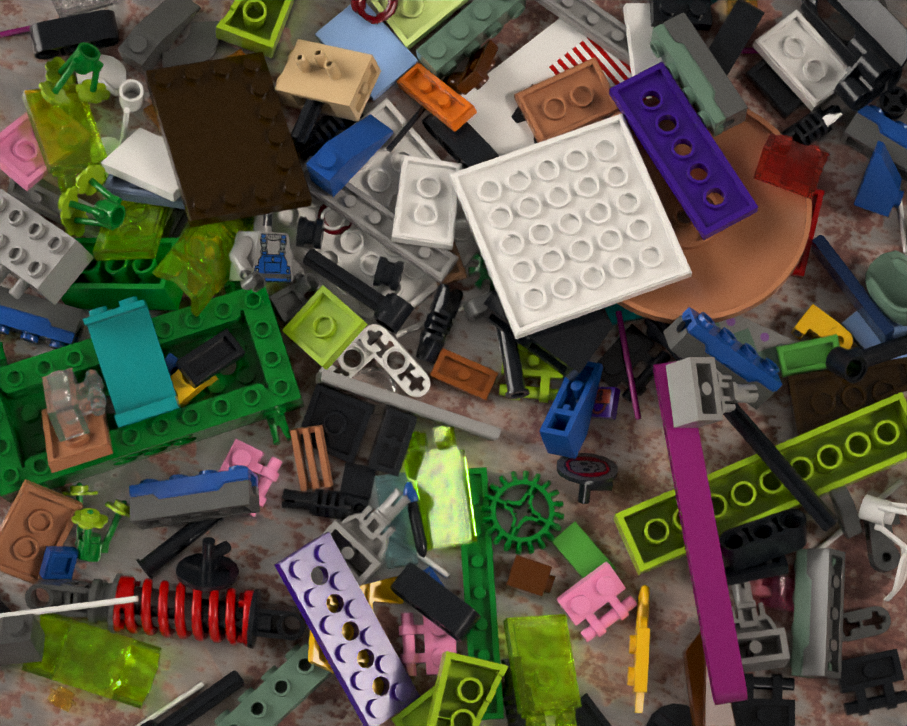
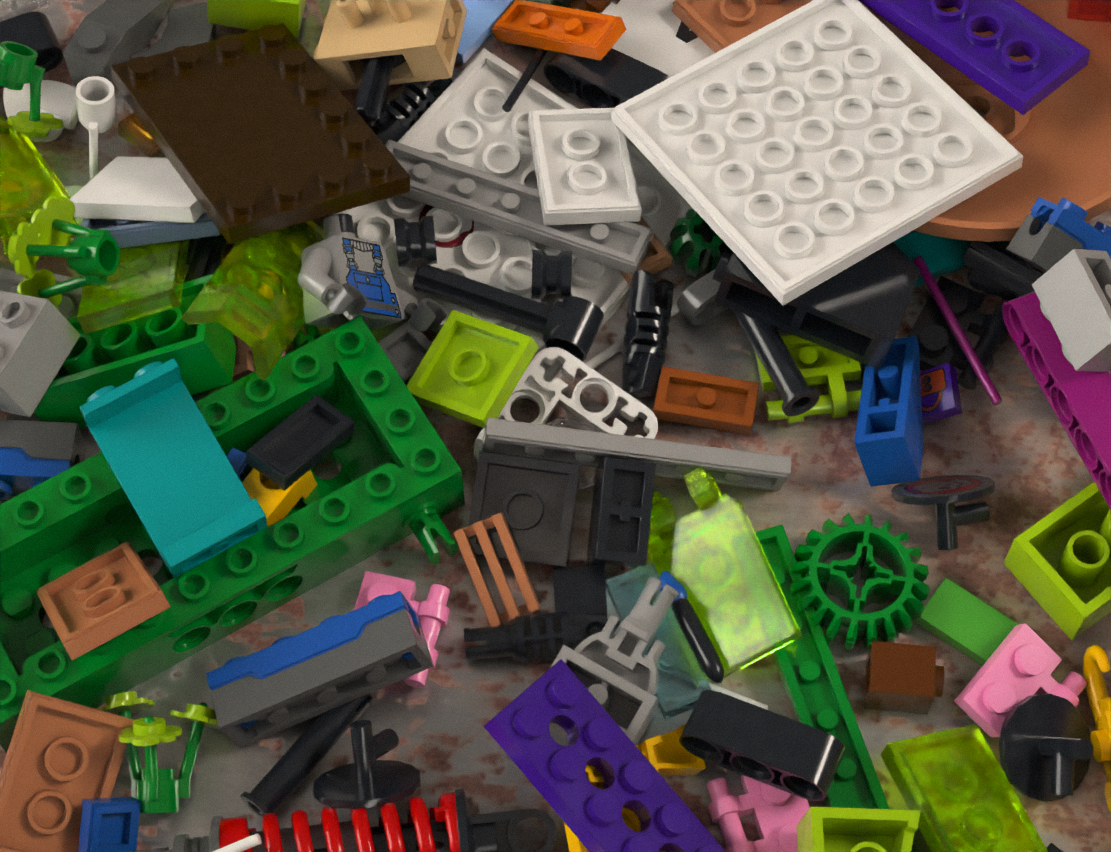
camera: 15 degrees left, 15 degrees down
(67, 404) = (84, 551): clear brick -> none
(347, 154) = (443, 123): blue slope -> none
(599, 638) = (1045, 747): none -> black shield

